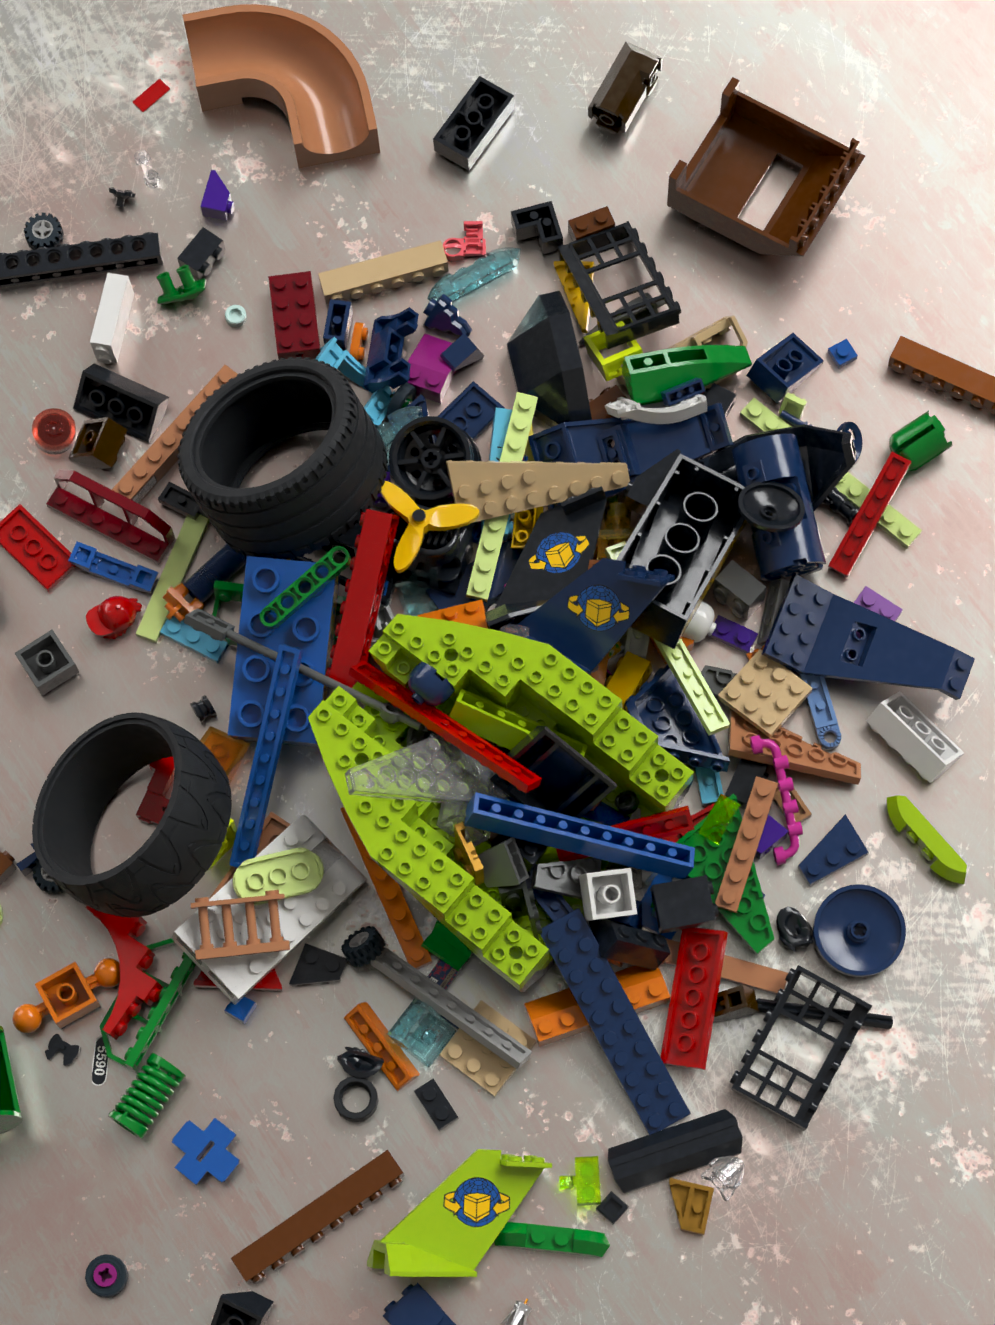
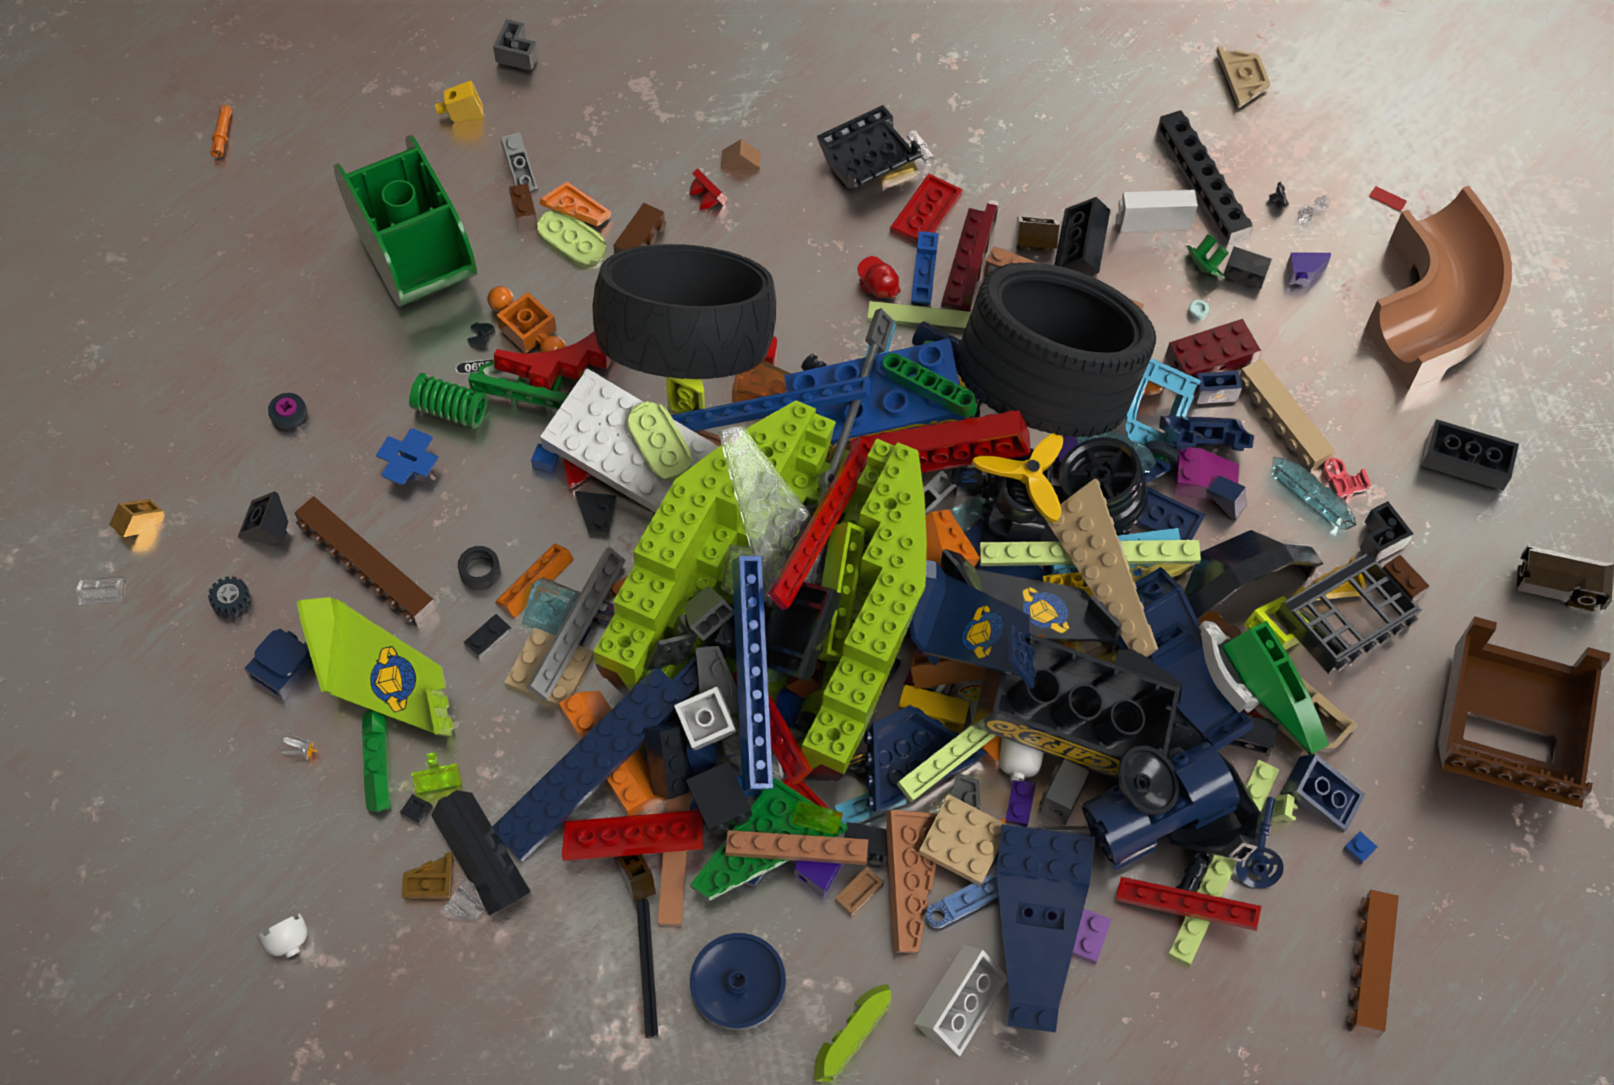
camera: 70 degrees right, 10 degrees down
(41, 225) = (1222, 146): black wheel -> none
(47, 662) = (821, 238): dark grey brick -> none
(54, 431) = (1037, 197): clear red piece -> none
(177, 604) = (912, 319): orange hips -> none
(230, 946) = (586, 430): nougat fence -> none
(359, 334) = (1208, 408): orange plate -> none
(359, 1063) = (512, 560): black hat -> none
(363, 946) = (619, 538): black wheel -> none
(428, 686) = (854, 496): dark blue cylinder -> none
(445, 317) = (1259, 474): dark blue rock -> none
(466, 853) = (709, 578): pearl gold wing -> none
(518, 630) = (943, 574): clear tile -> none
(682, 391) = (1251, 685): dark blue piece -> none
(789, 806) = (868, 873): dark pink bar -> none
(793, 929) = (727, 919): black hat -> none
(830, 1065) = (596, 984): black window -> none
(834, 852) = (817, 944): dark blue wing -> none
(920, 441) = (1286, 939): green cylinder -> none

